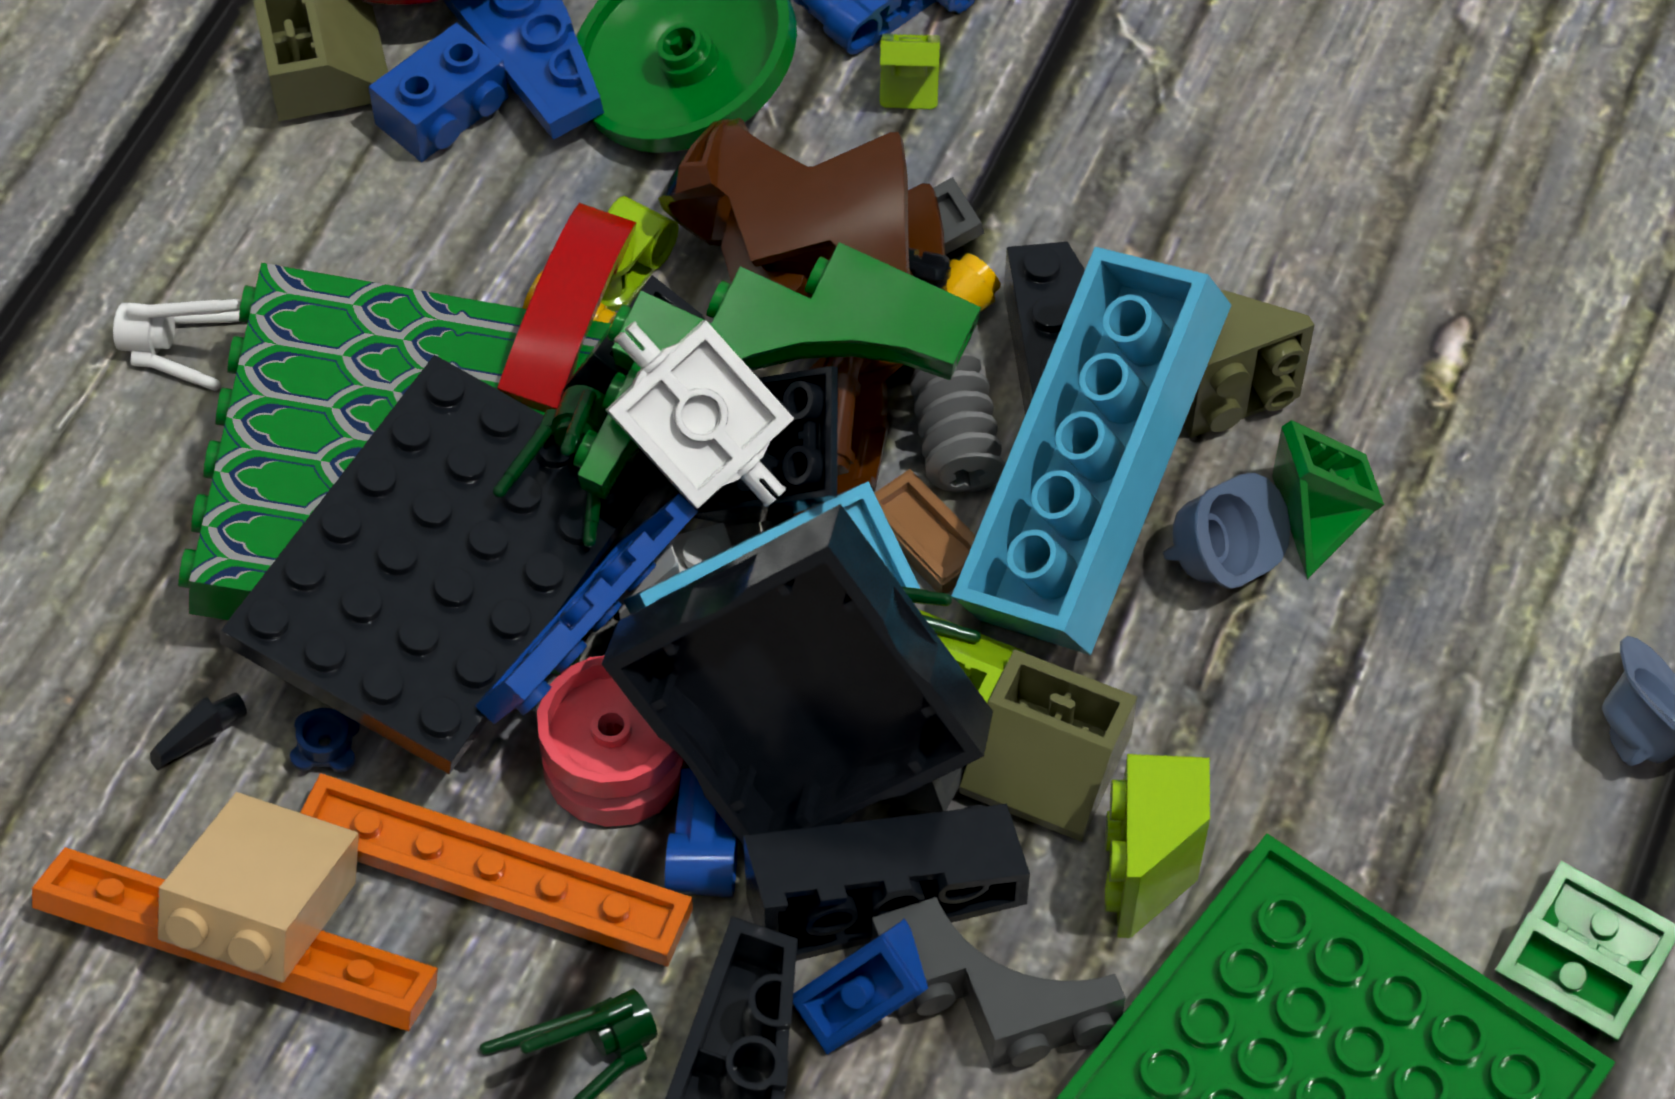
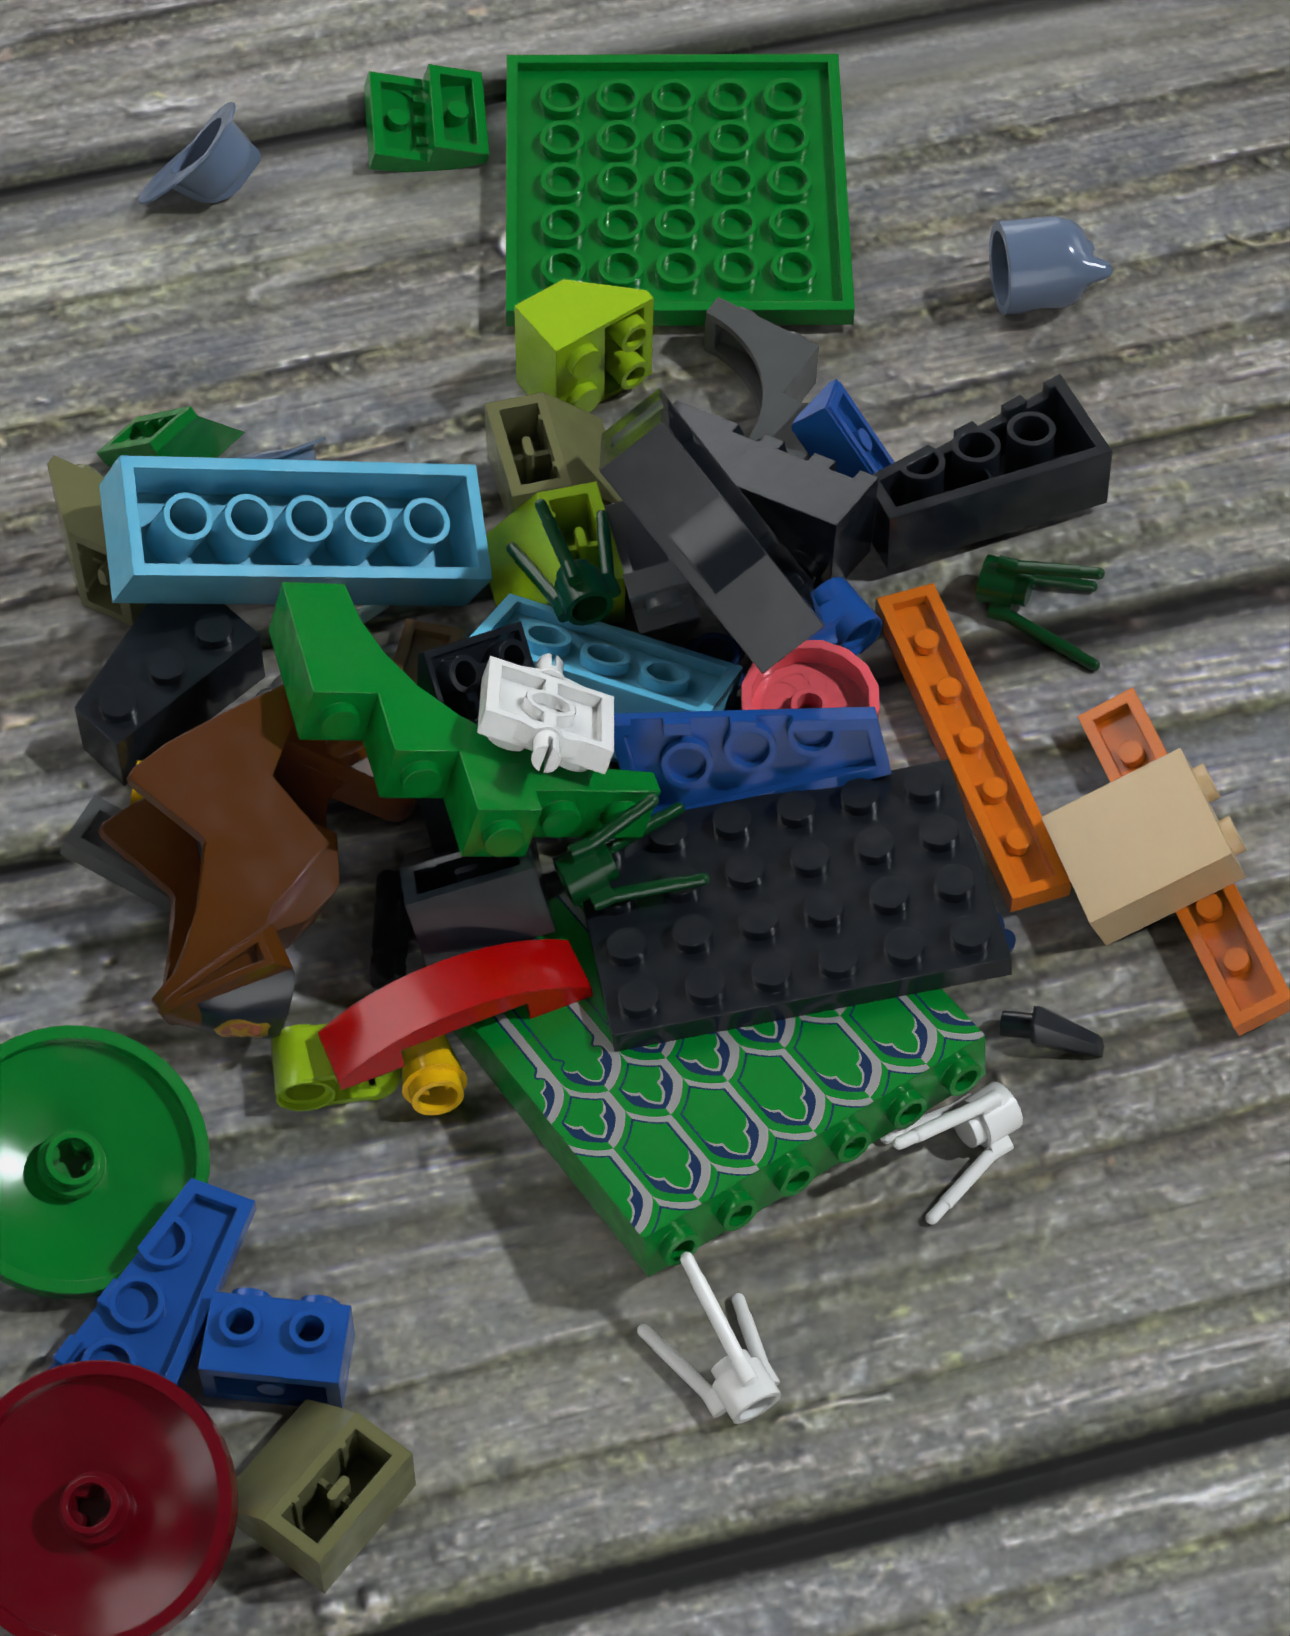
camera: 130 degrees left, 0 degrees up
(167, 619) = (978, 1119): none -> white plant

